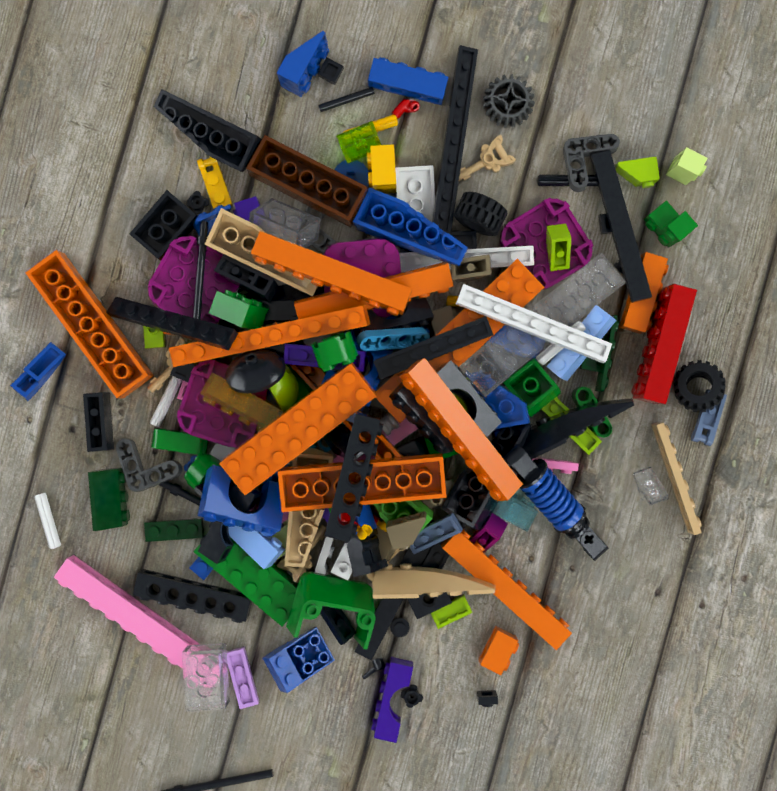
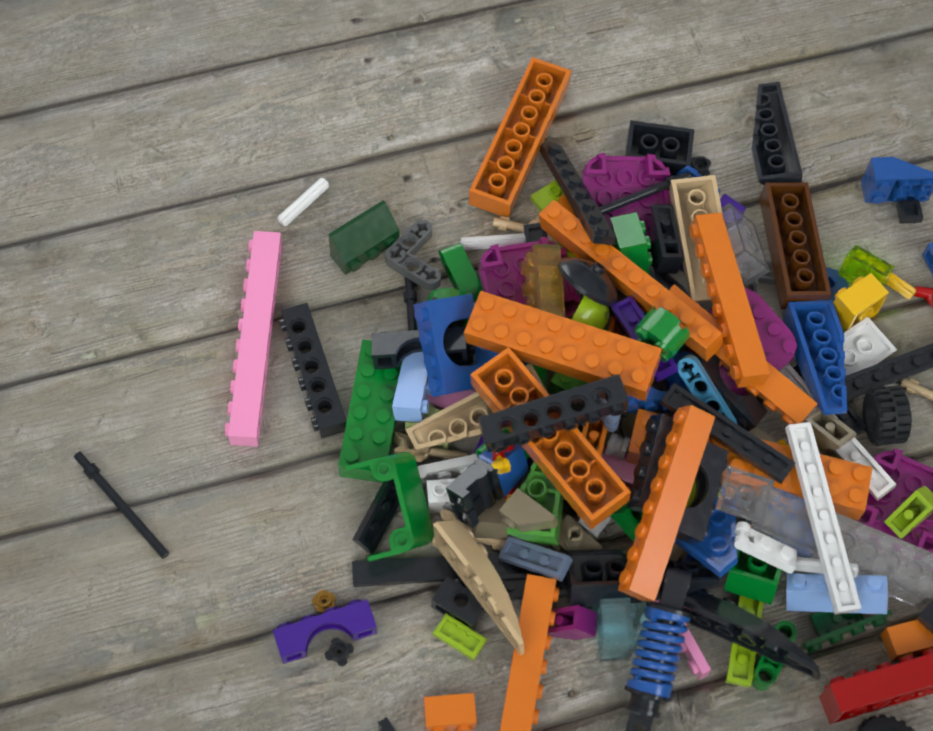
camera: 55 degrees right, 25 degrees down
(38, 371) = (443, 119): blue slope -> none
(98, 421) = (433, 191): black brick -> none
(174, 529) = (364, 312): dark green plate -> none
(201, 568) = (346, 364): blue plate -> none
(205, 677) = (241, 418): clear brick -> none
(214, 182) = (732, 170): yellow plate -> none
(242, 678) = (254, 464): lavender plate -> none
(298, 660) = (308, 509): blue slope -> none
(346, 99) = (894, 240): black bar -> none
(371, 681) = (317, 600): none -> pearl gold plate
(378, 665) = (350, 595): black hand -> none
(400, 627) = (408, 594): black plate -> none
(527, 376) = (765, 548): none -> white plate

